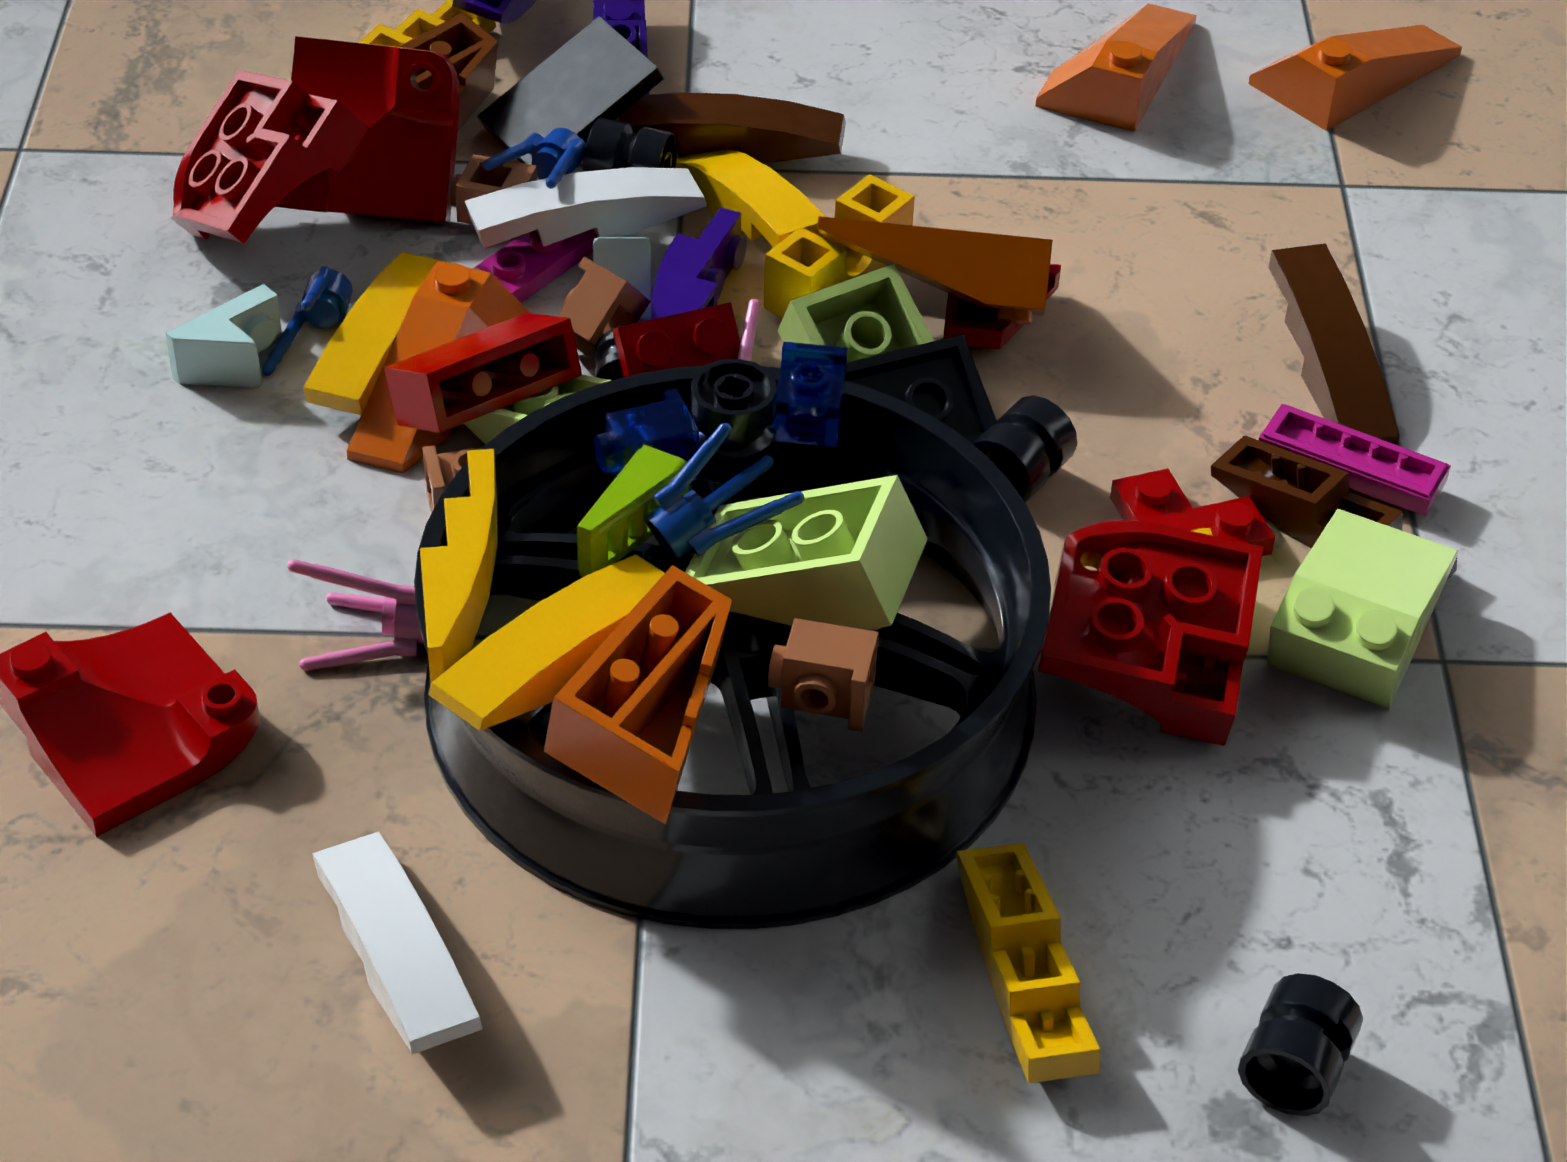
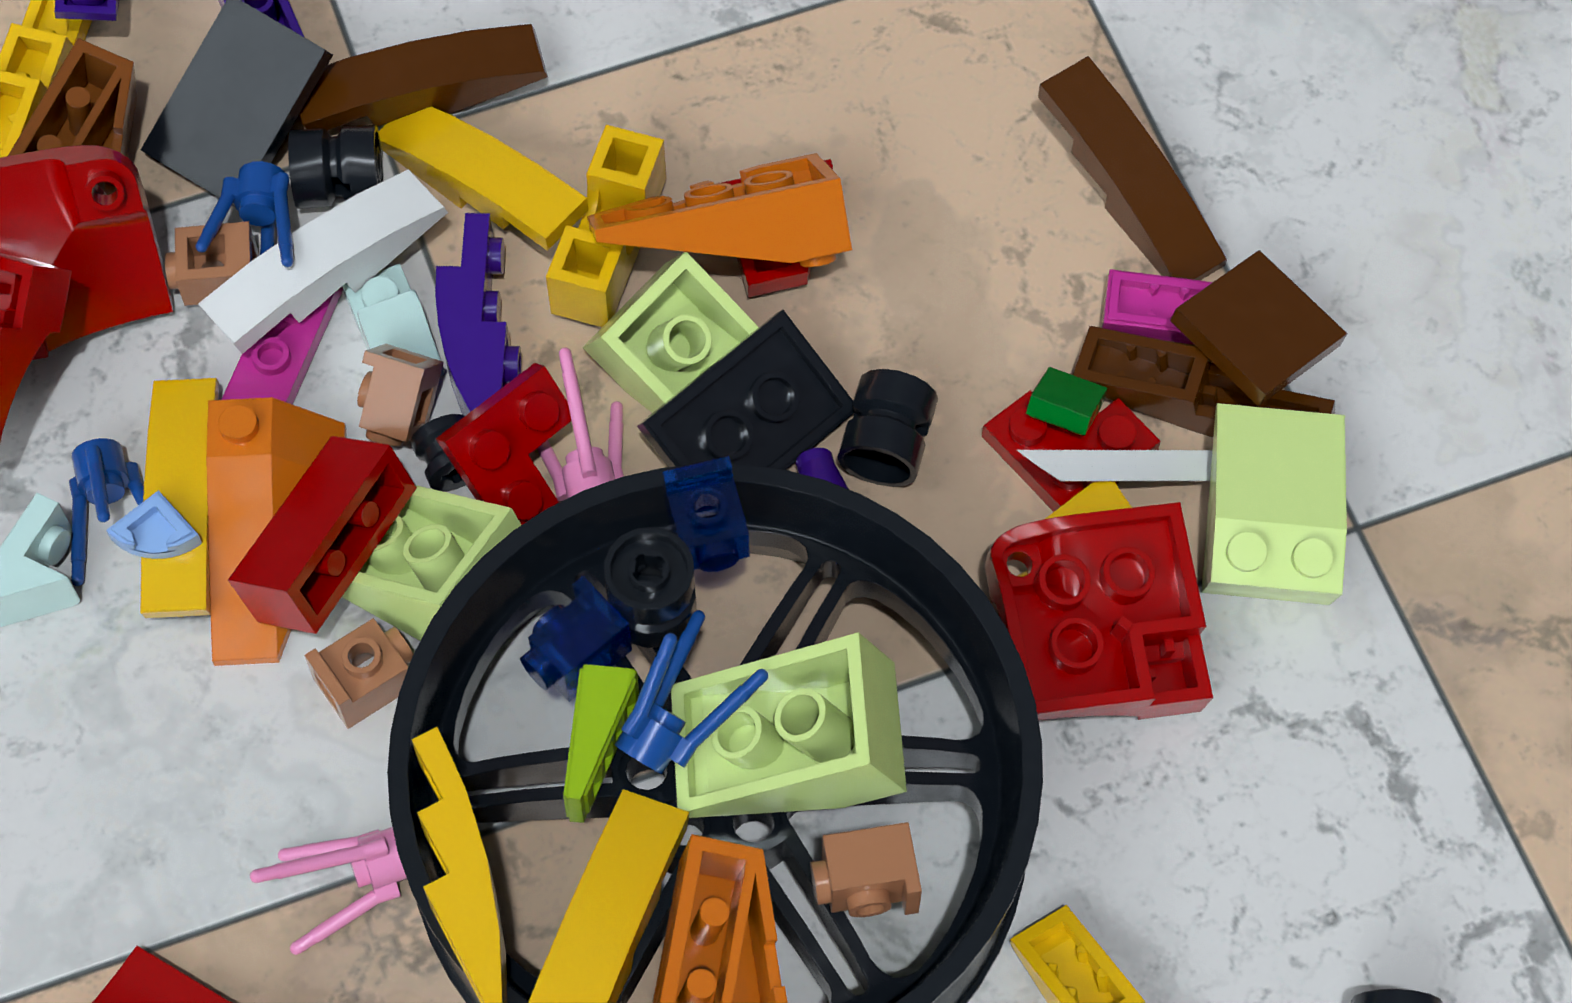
camera: 20 degrees left, 20 degrees up
(343, 330) = (154, 530): none -> light blue tile
(1196, 476) = (1066, 401): none -> green tile
(1220, 524) = (1123, 464): none -> white sticker
(1402, 468) = (1258, 327): none -> reddish brown tile

